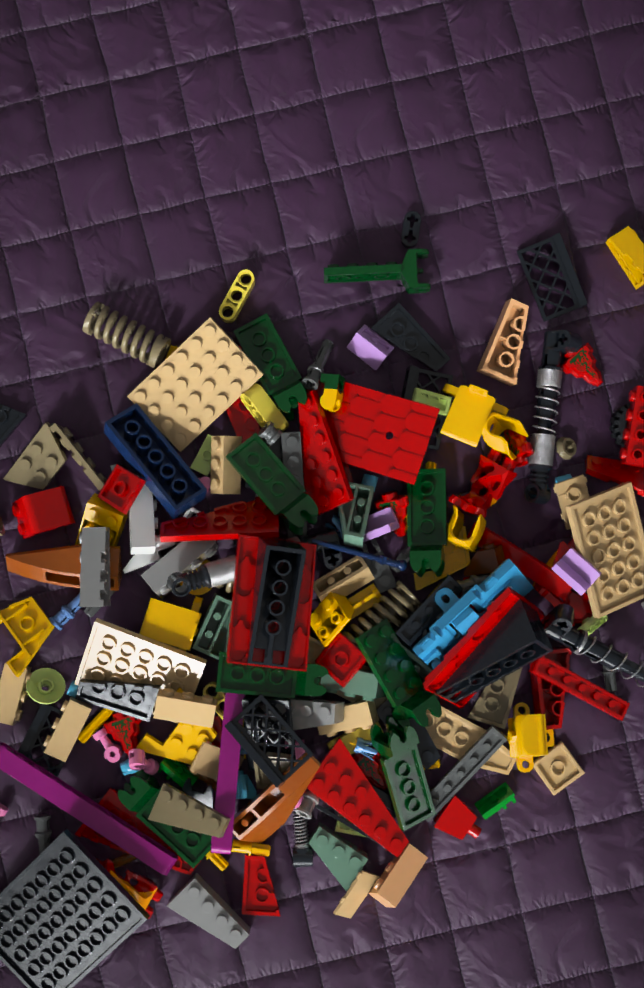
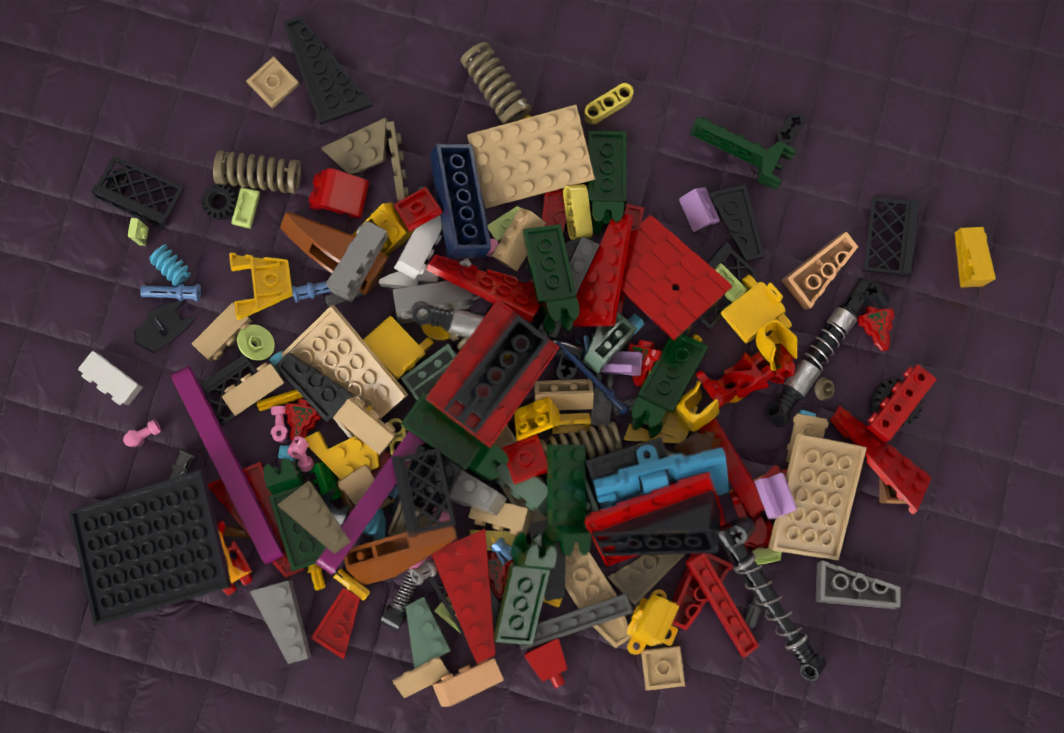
camera: 25 degrees right, 5 degrees down
(270, 433) = (572, 231): dark grey wheel -> none
(314, 370) = (641, 201): dark grey pin -> none
(333, 391) = (646, 226): leg -> none
(495, 800) = (591, 664): green plate -> none

